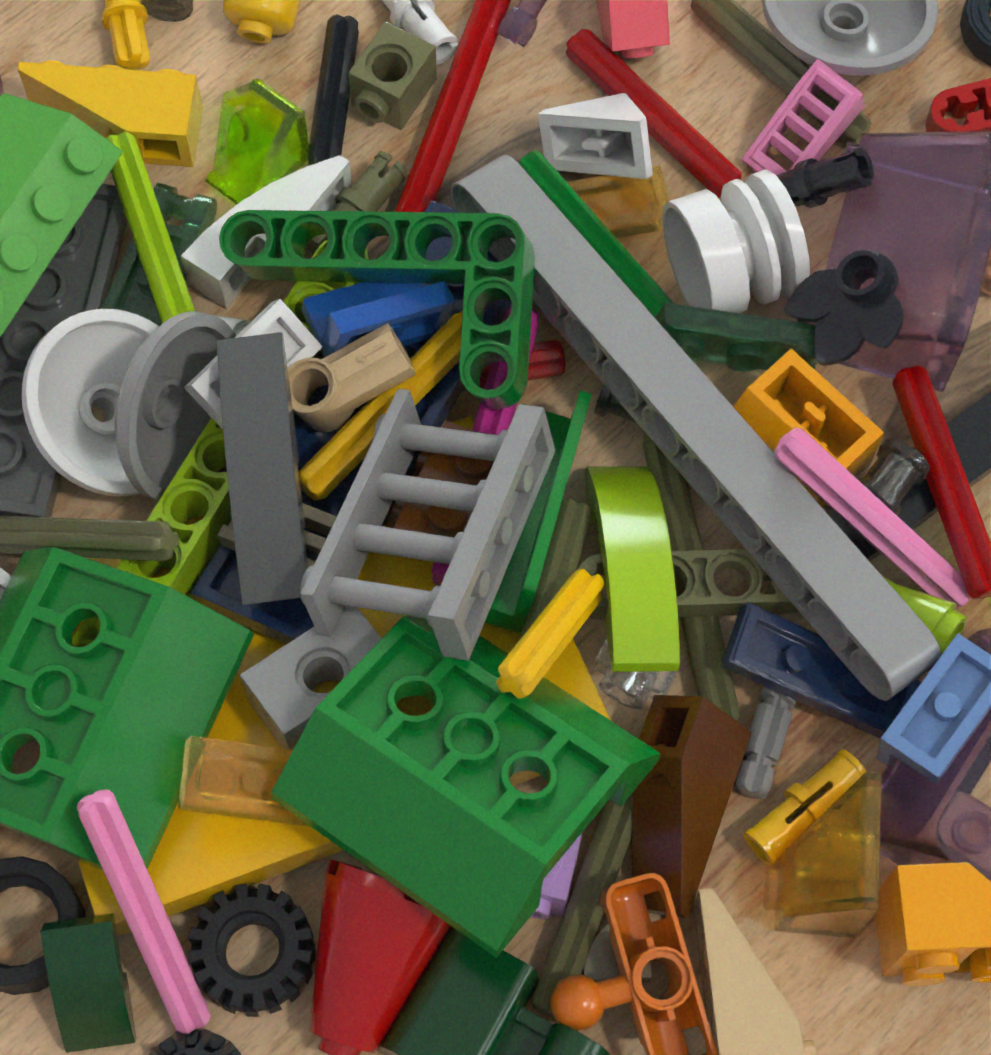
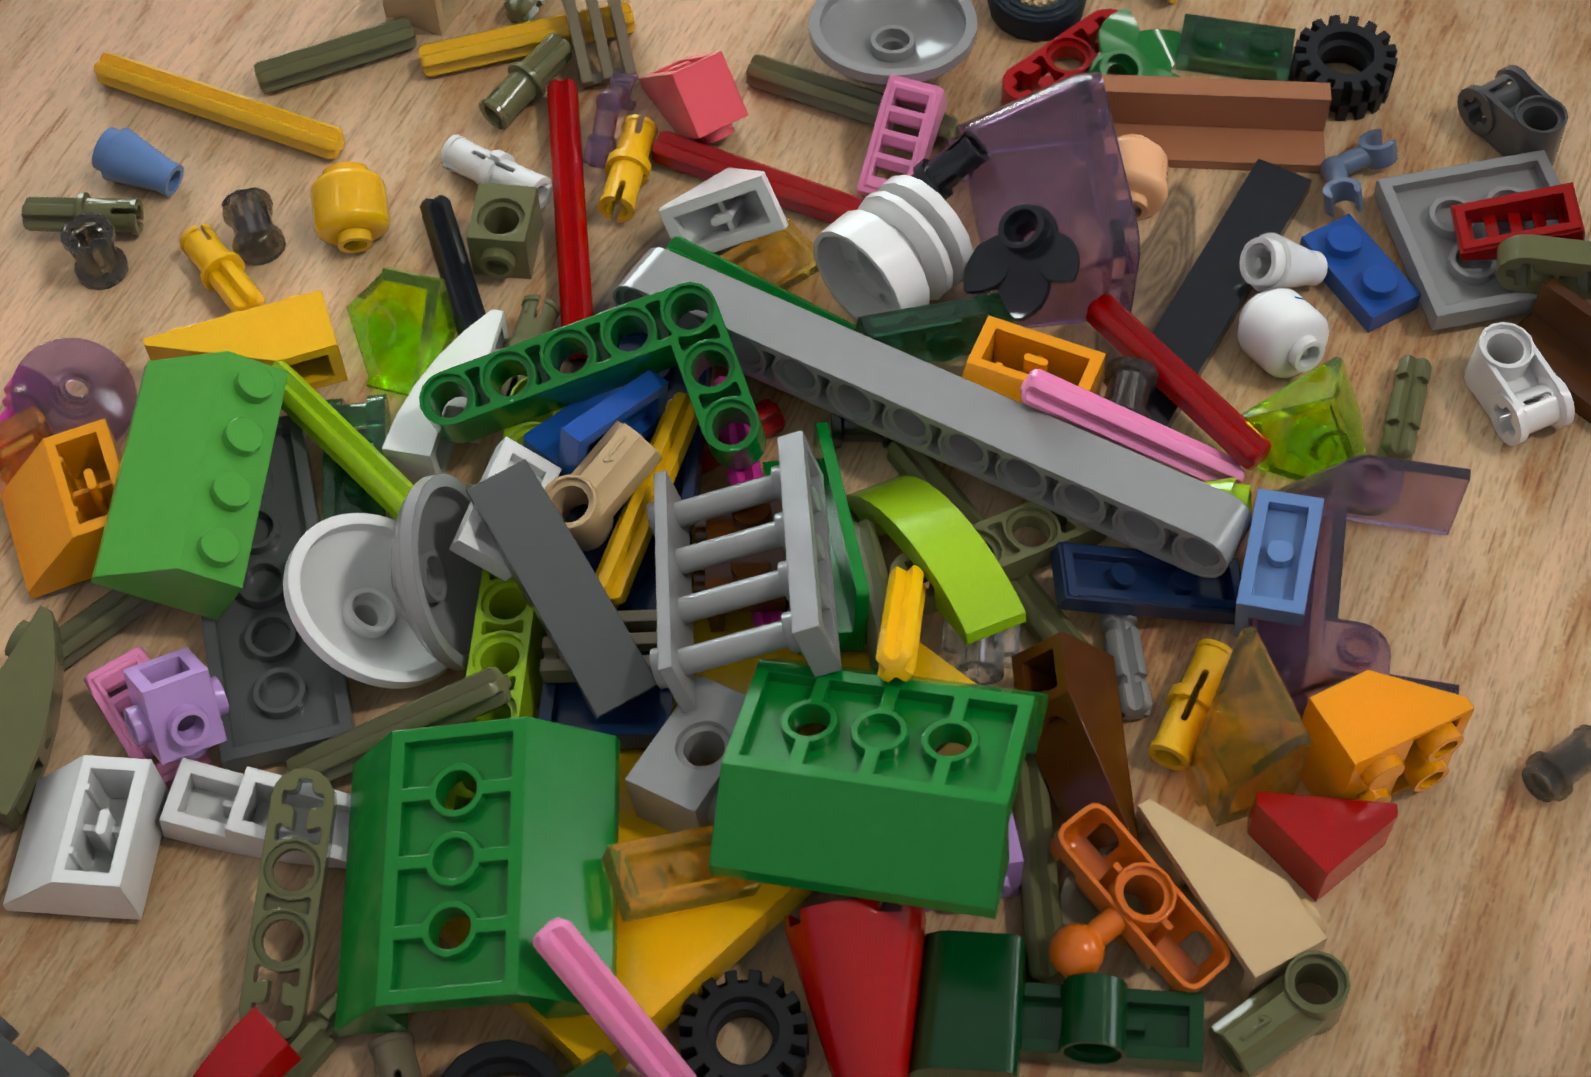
camera: 20 degrees left, 10 degrees down
(535, 54) = (627, 168): none -> yellow pin
(860, 990) = (1319, 837): none -> red slope

